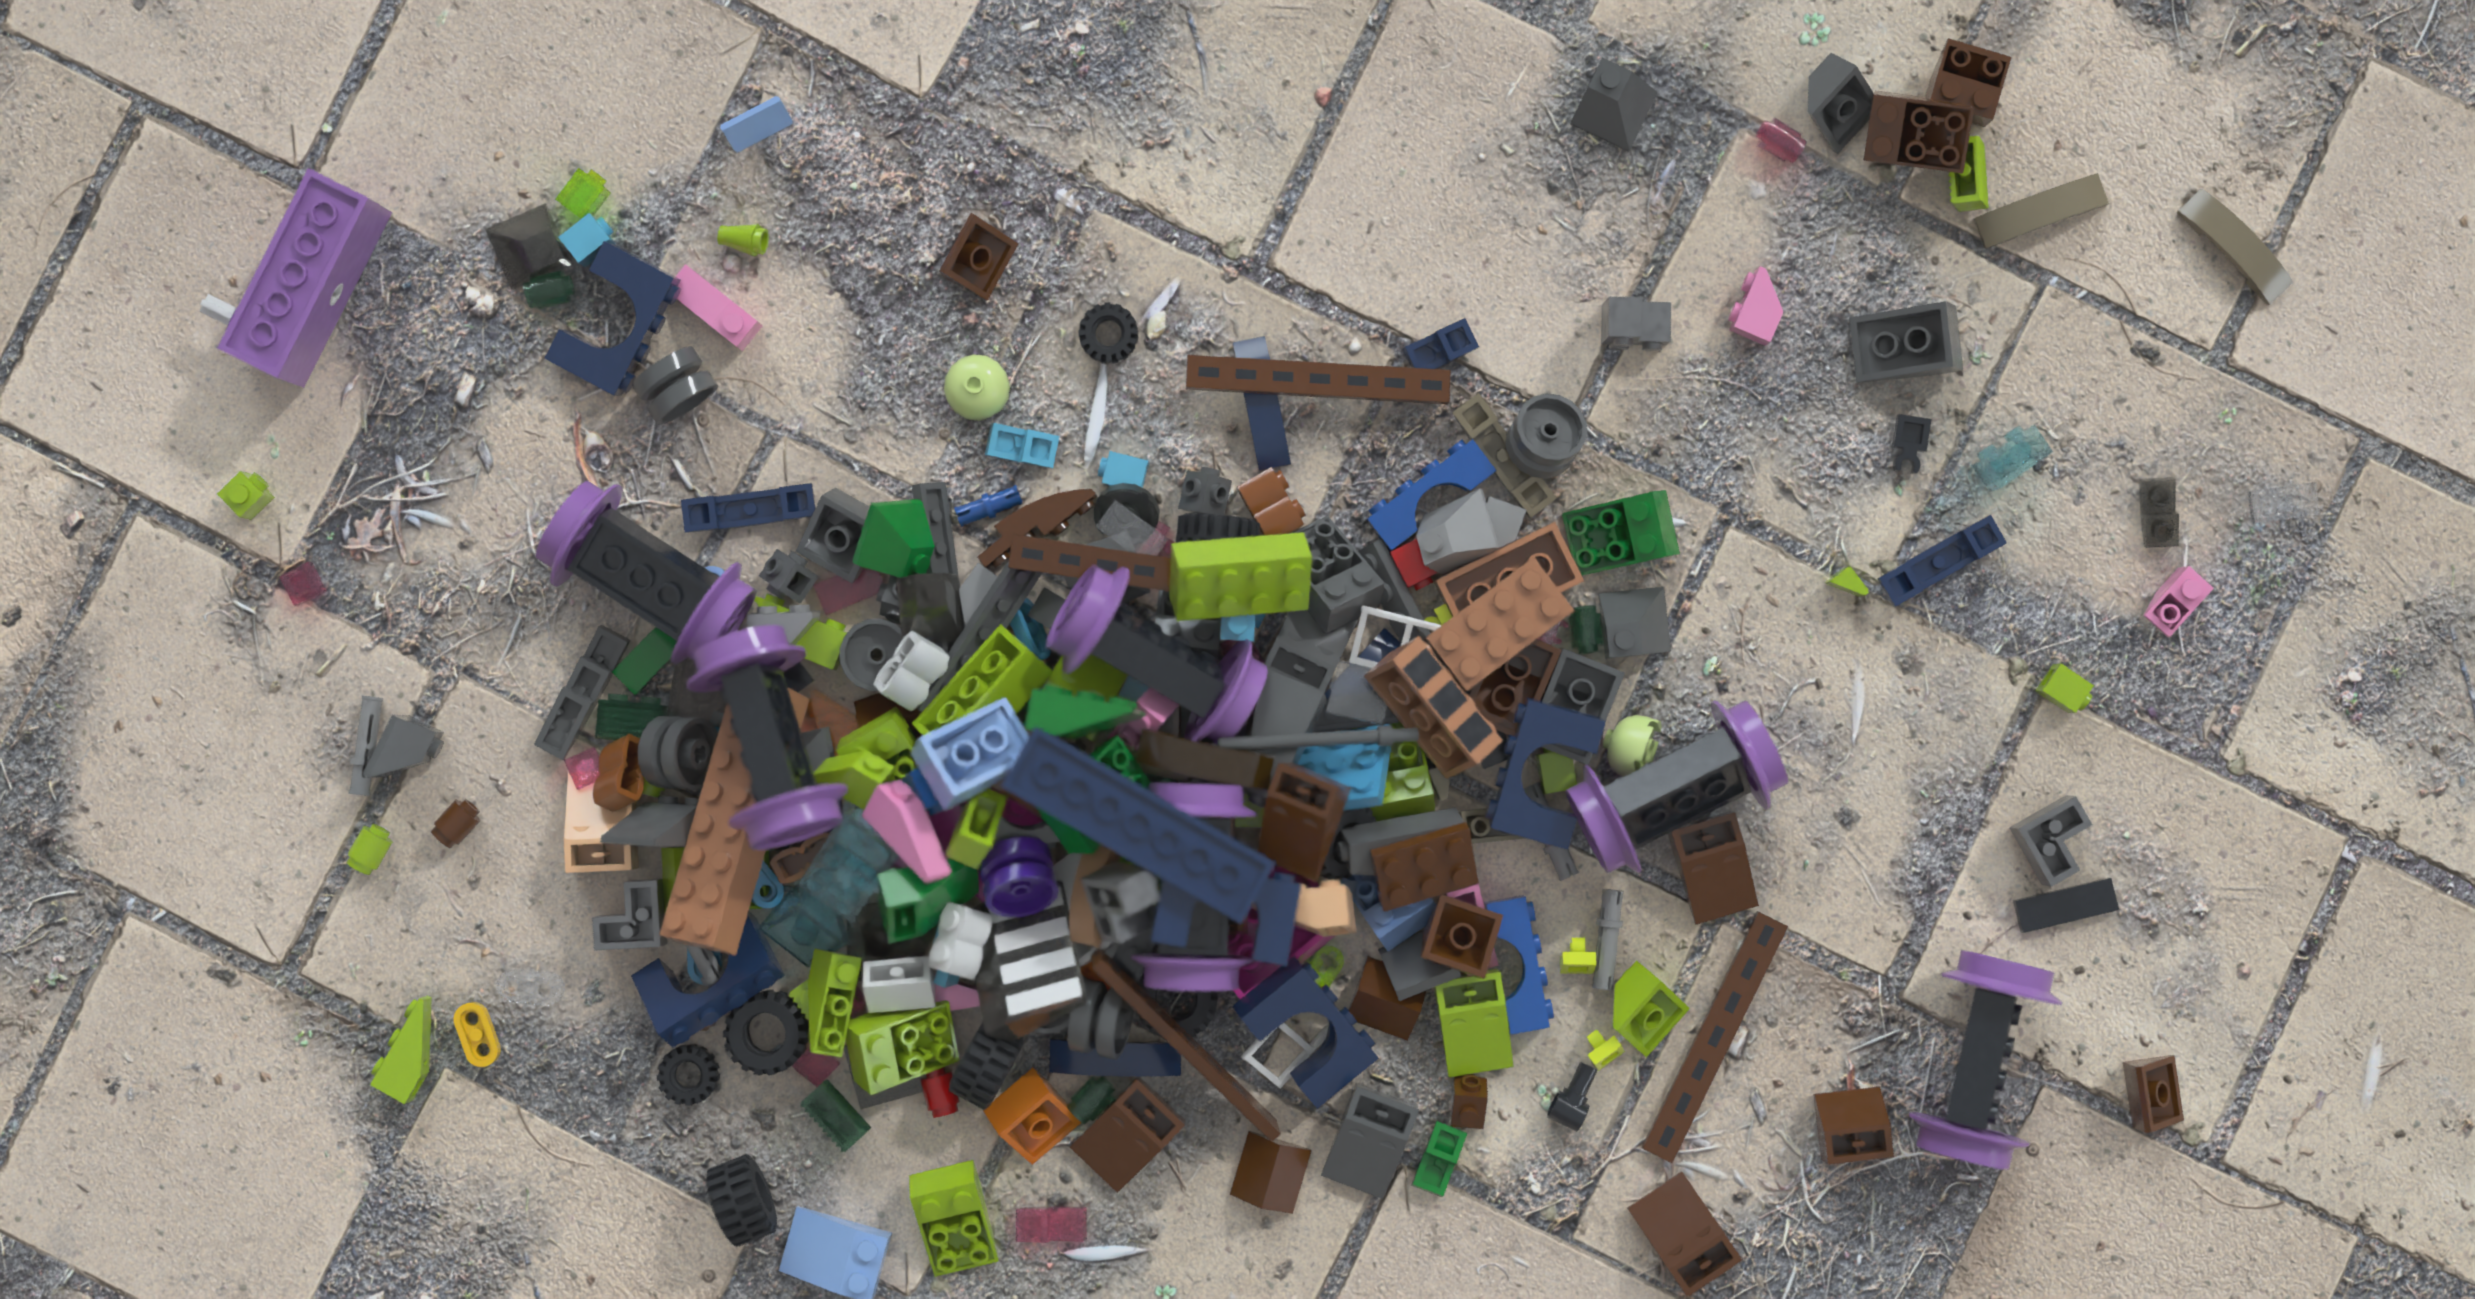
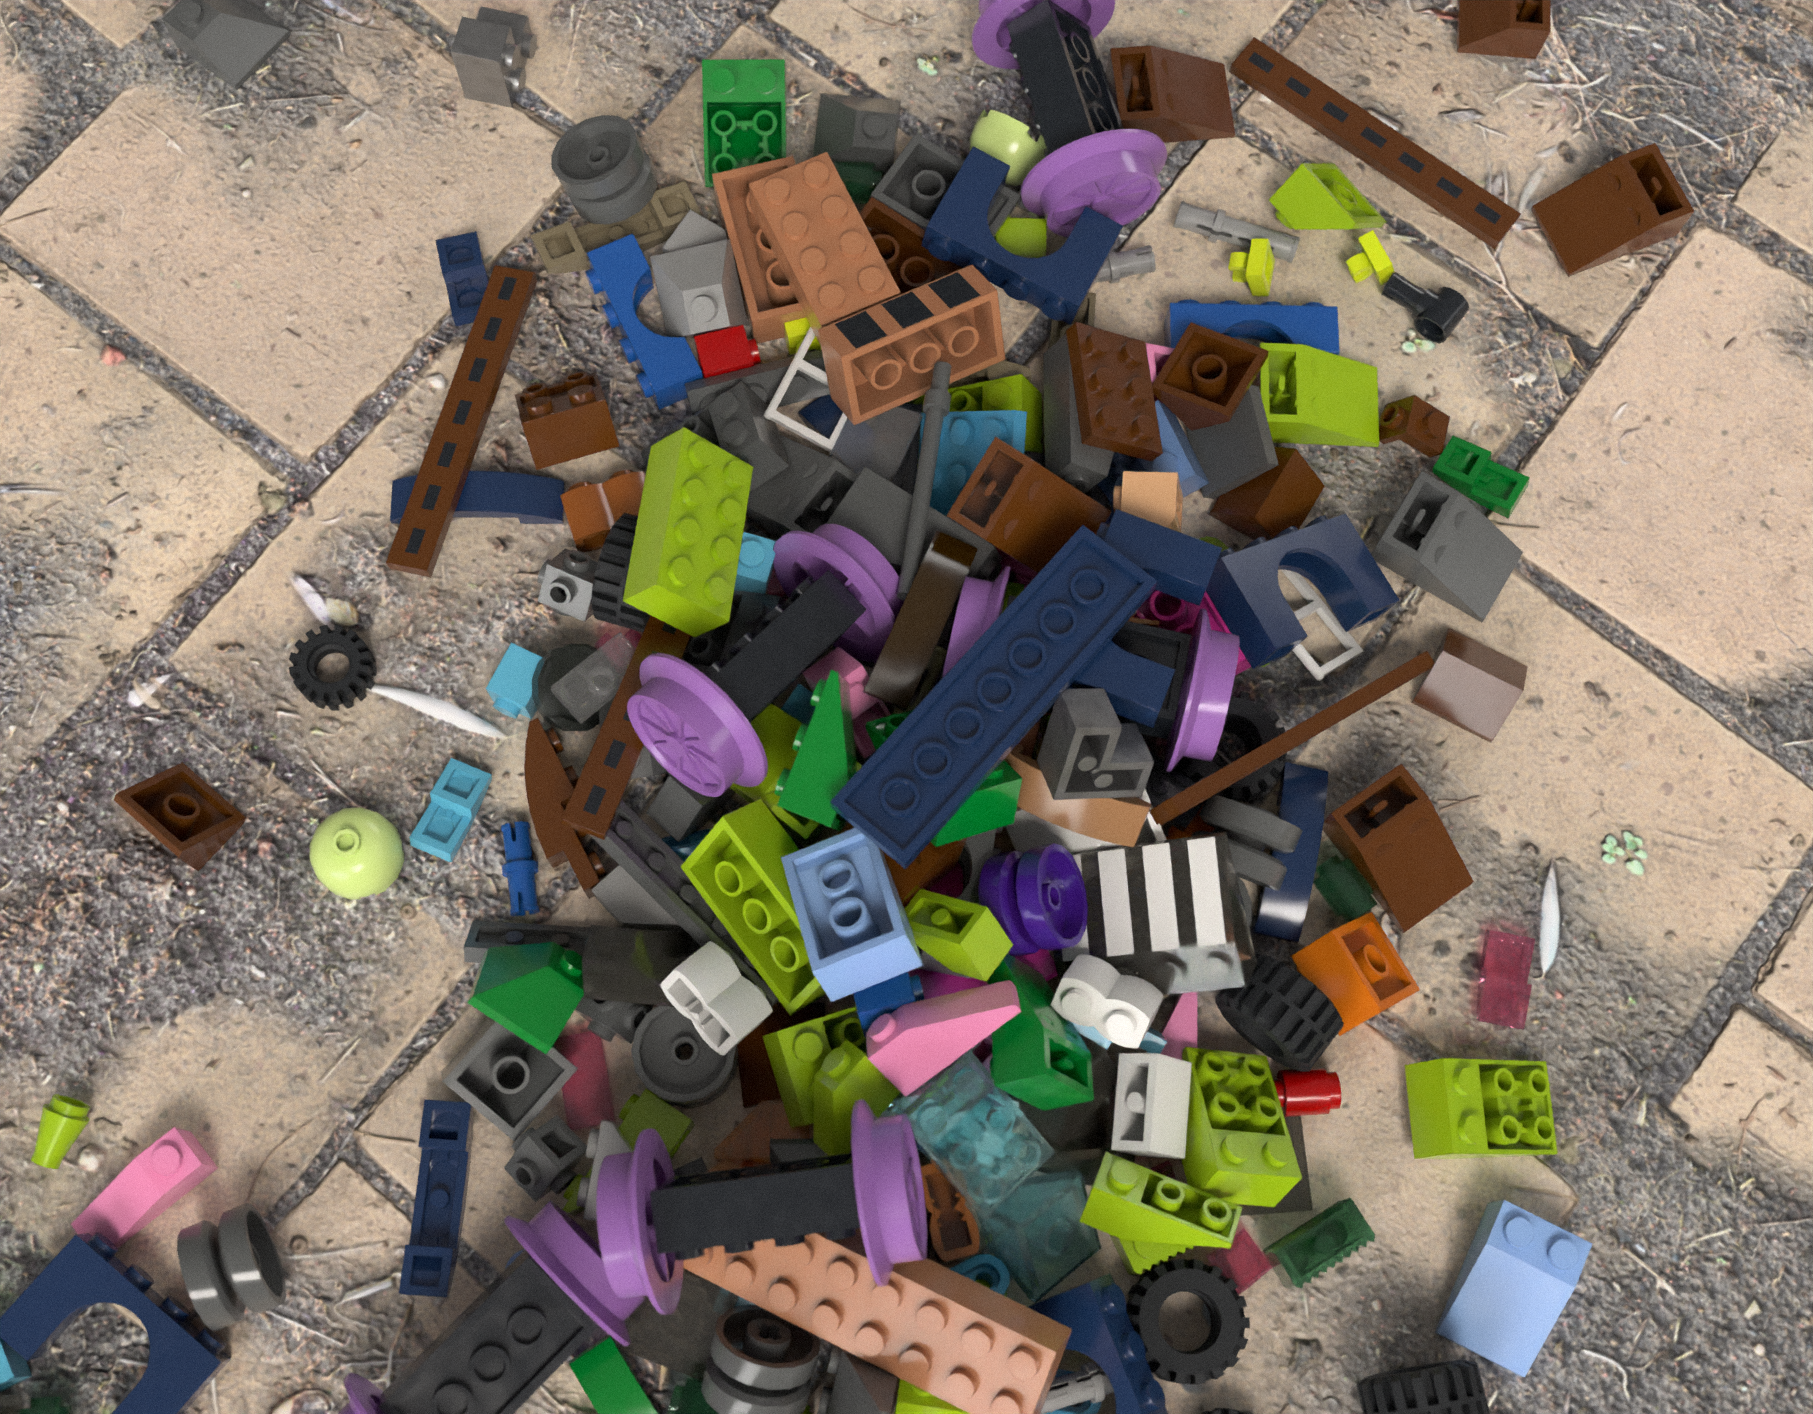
camera: 85 degrees left, 15 degrees down
(1337, 454) = (566, 419): none -> reddish brown slope

